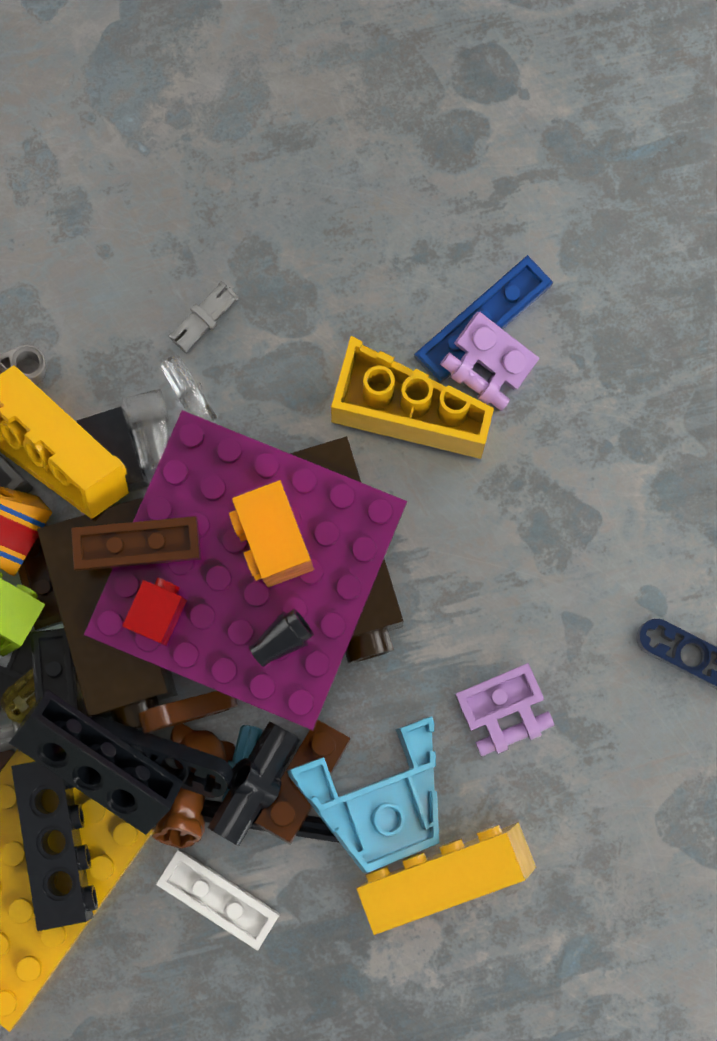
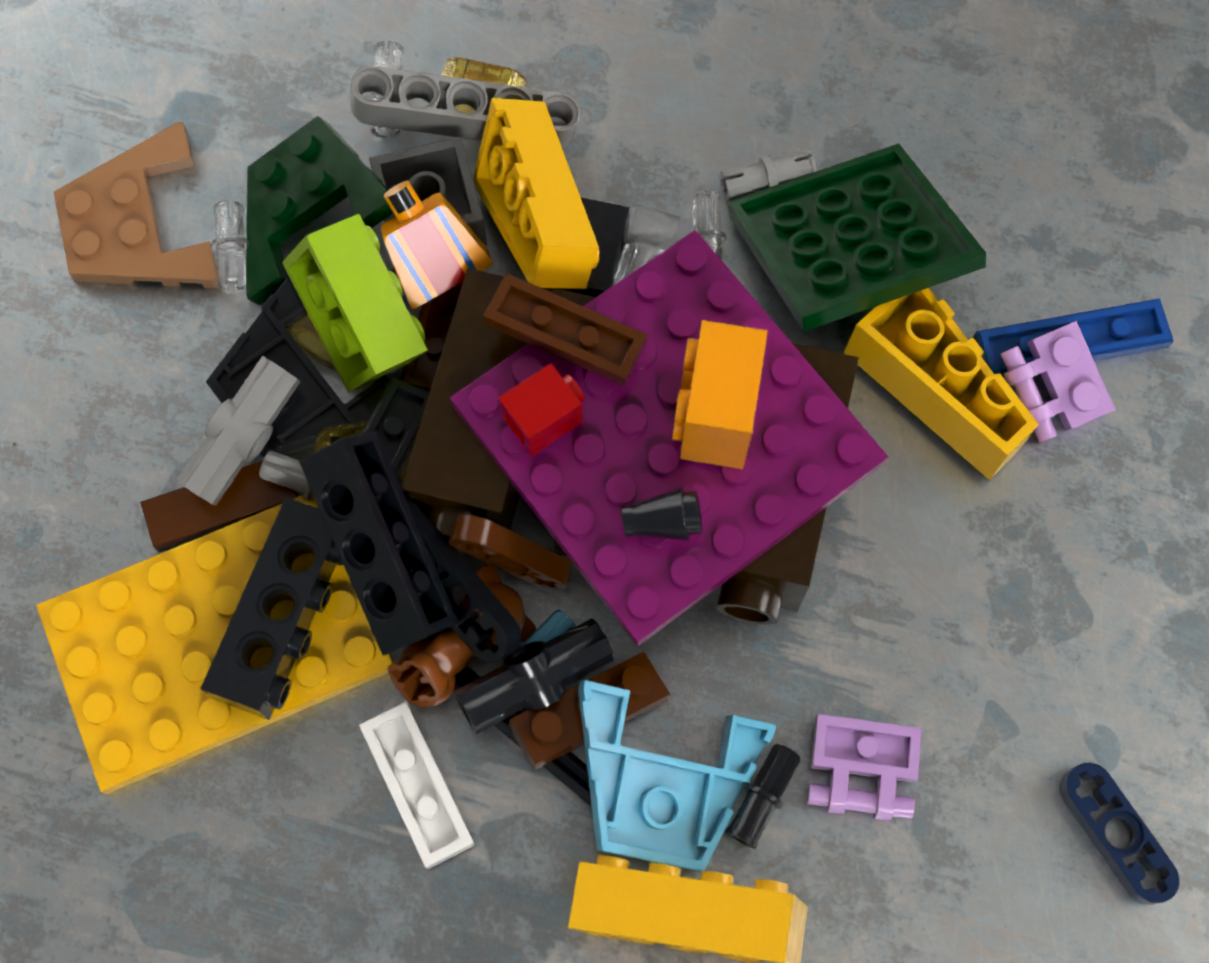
camera: 25 degrees right, 10 degrees down
(292, 336) = (855, 236): none -> dark green plate
(450, 768) = (764, 795): none -> black axle

